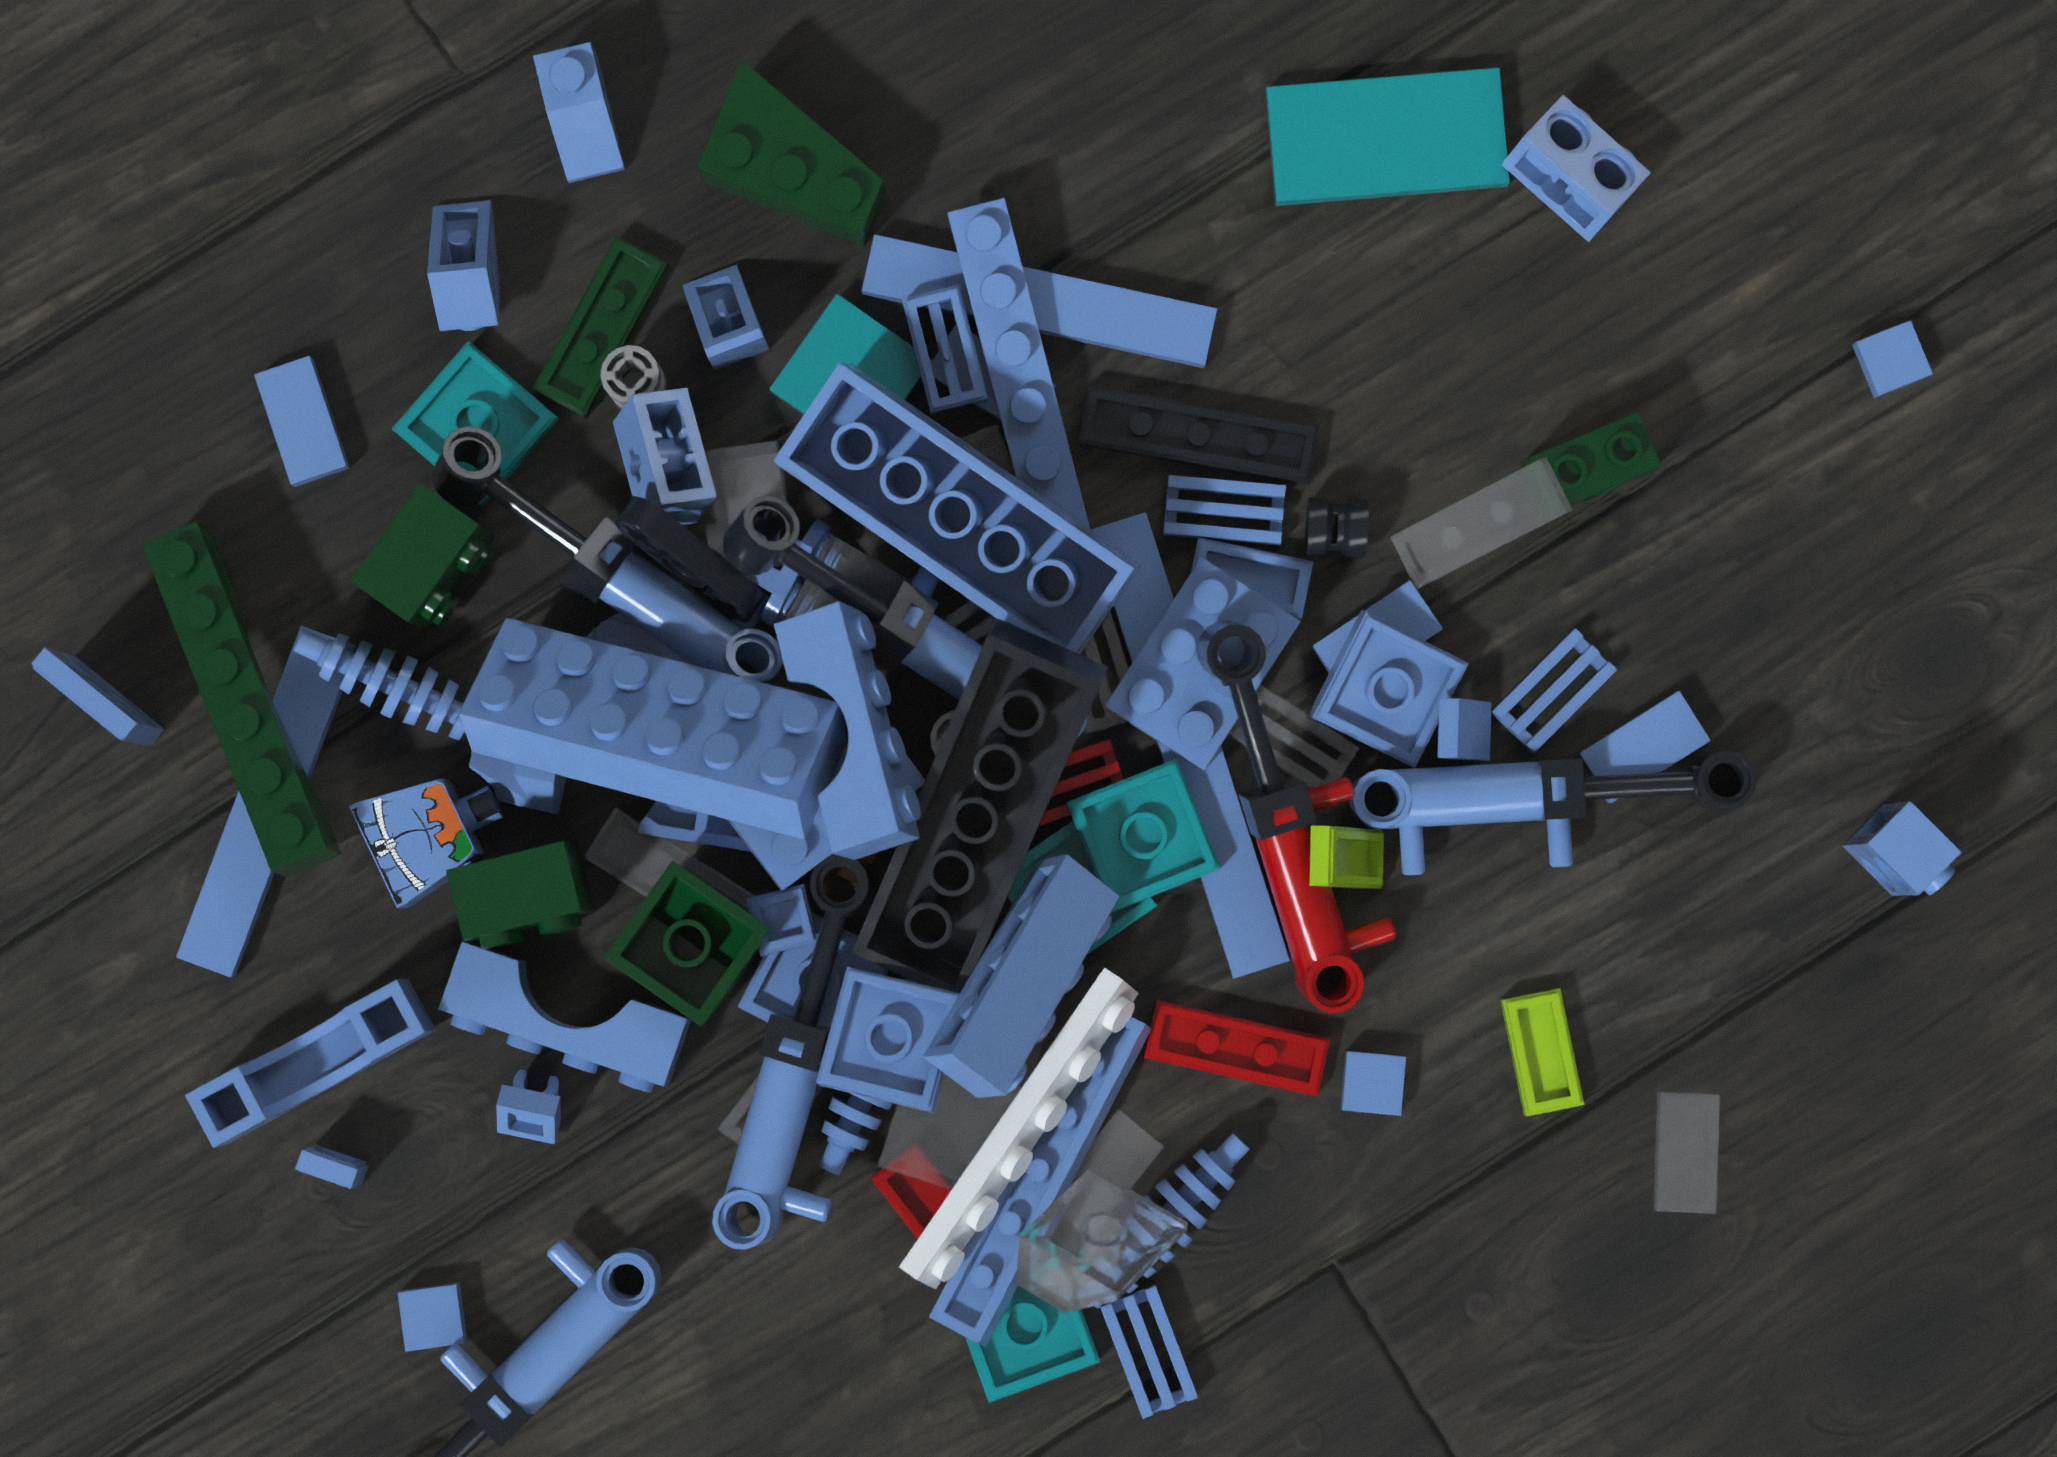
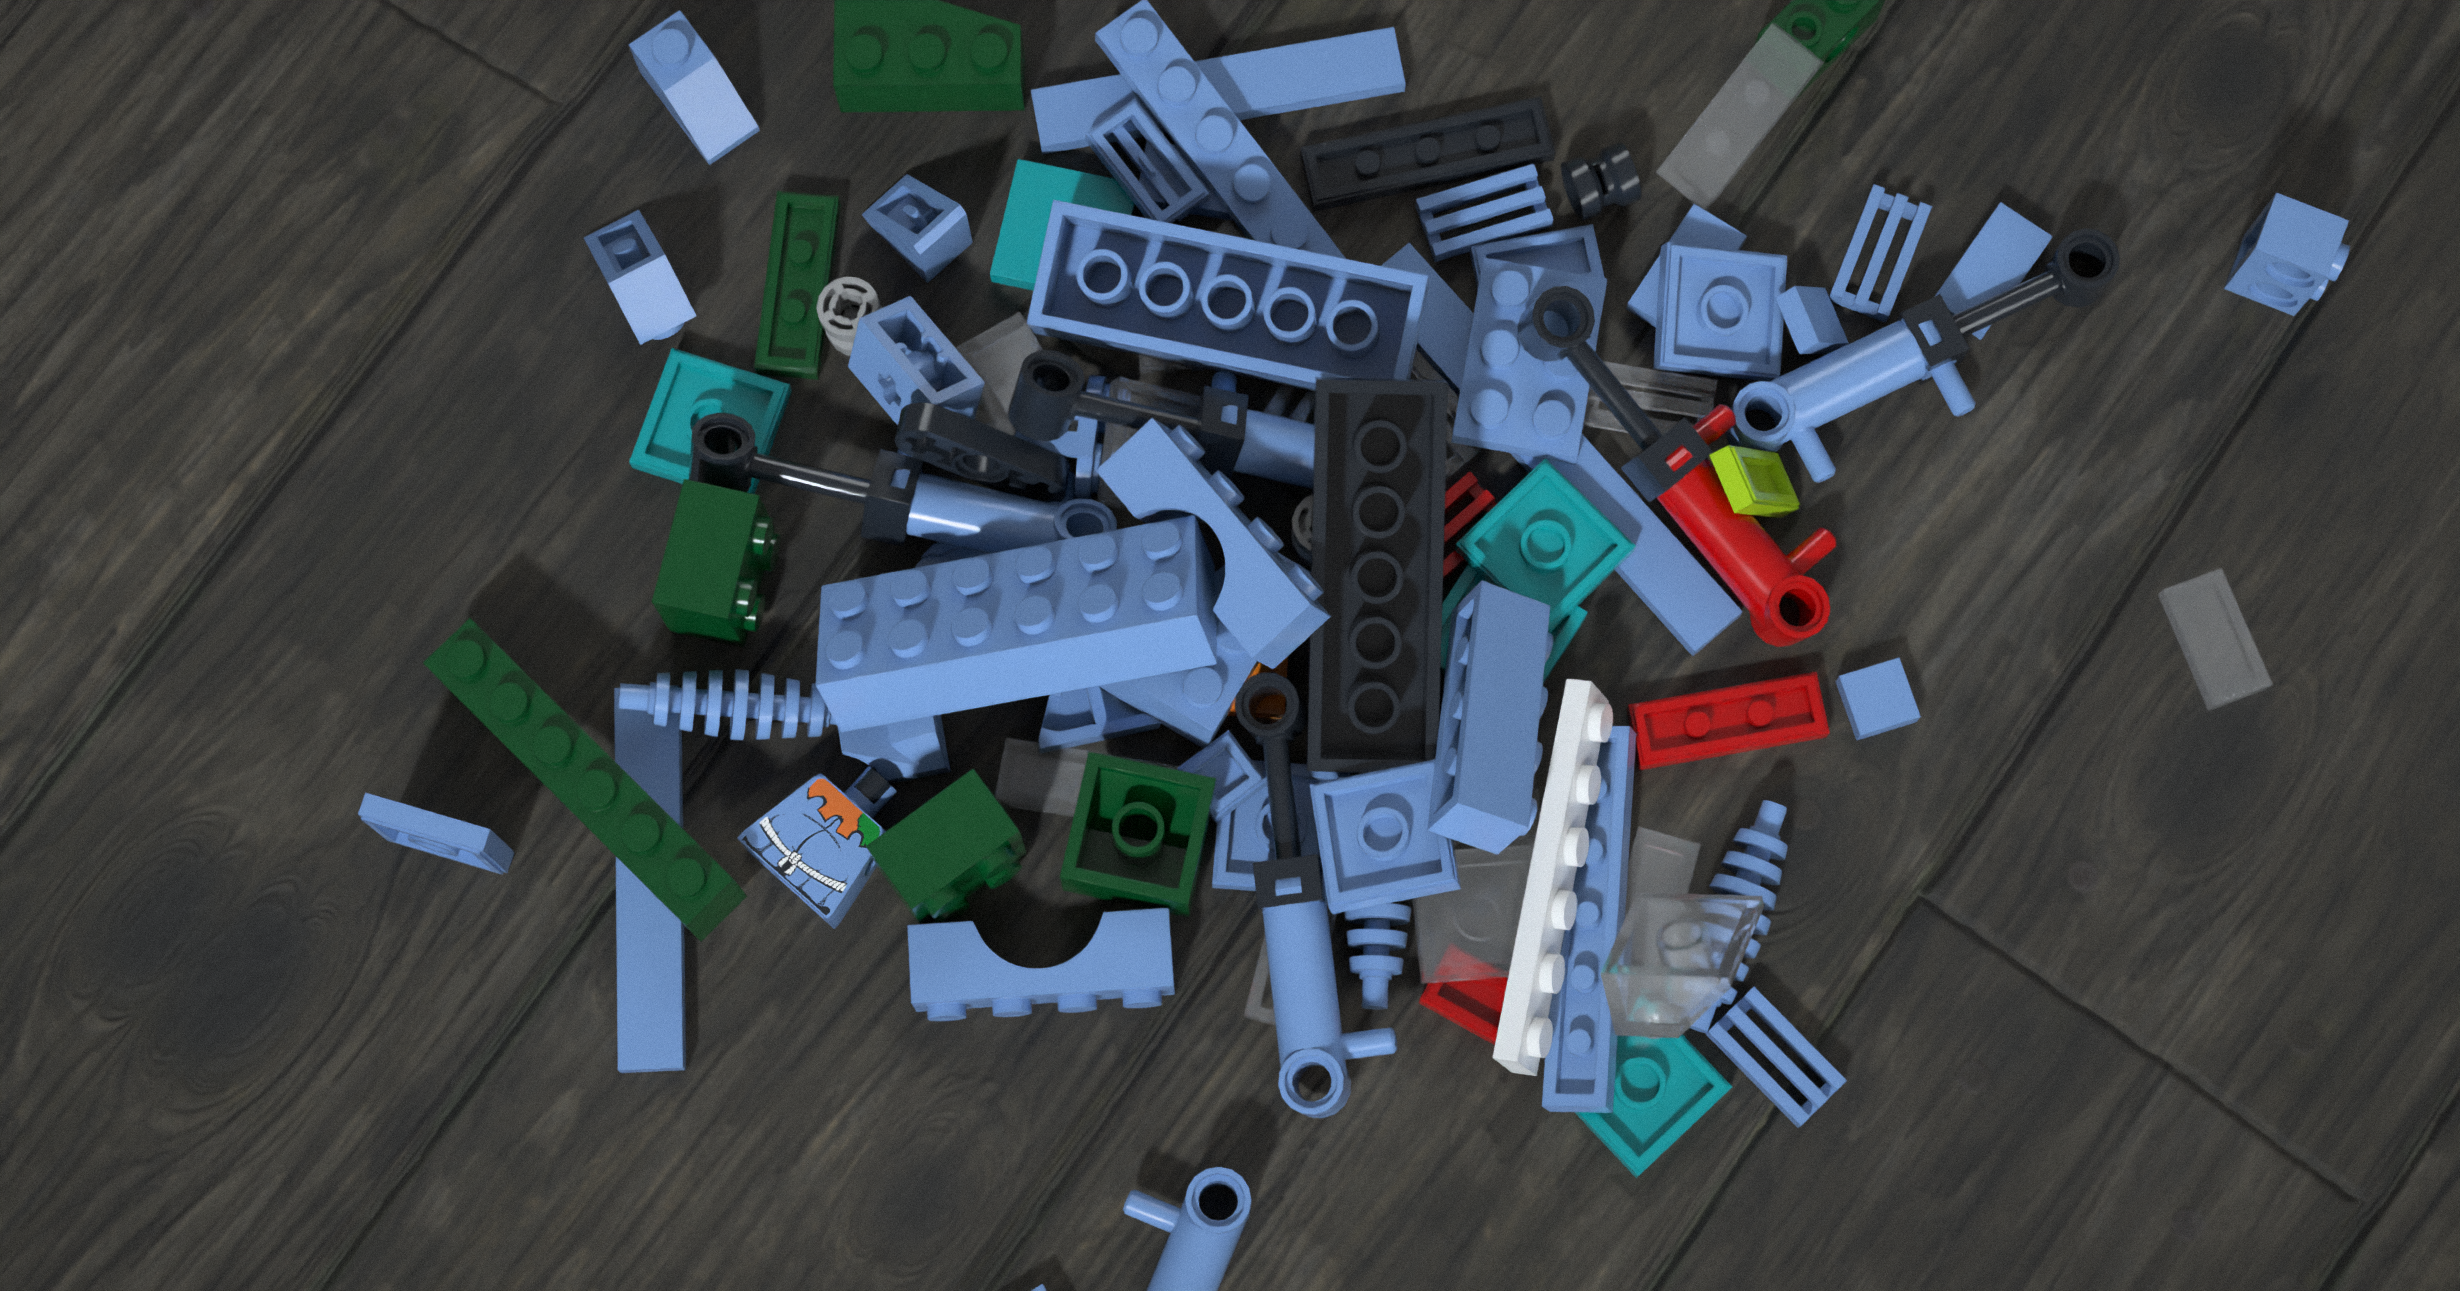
camera: 25 degrees left, 10 degrees down
(301, 421) = (535, 492): medium blue tile -> none
(310, 1063) = (784, 1140): medium blue arch -> none
(332, 1166) = (864, 1214): medium blue tile -> none
(529, 1112) = (1045, 1074): medium blue tile -> none
(1542, 1052) = (2029, 601): lime tile -> none

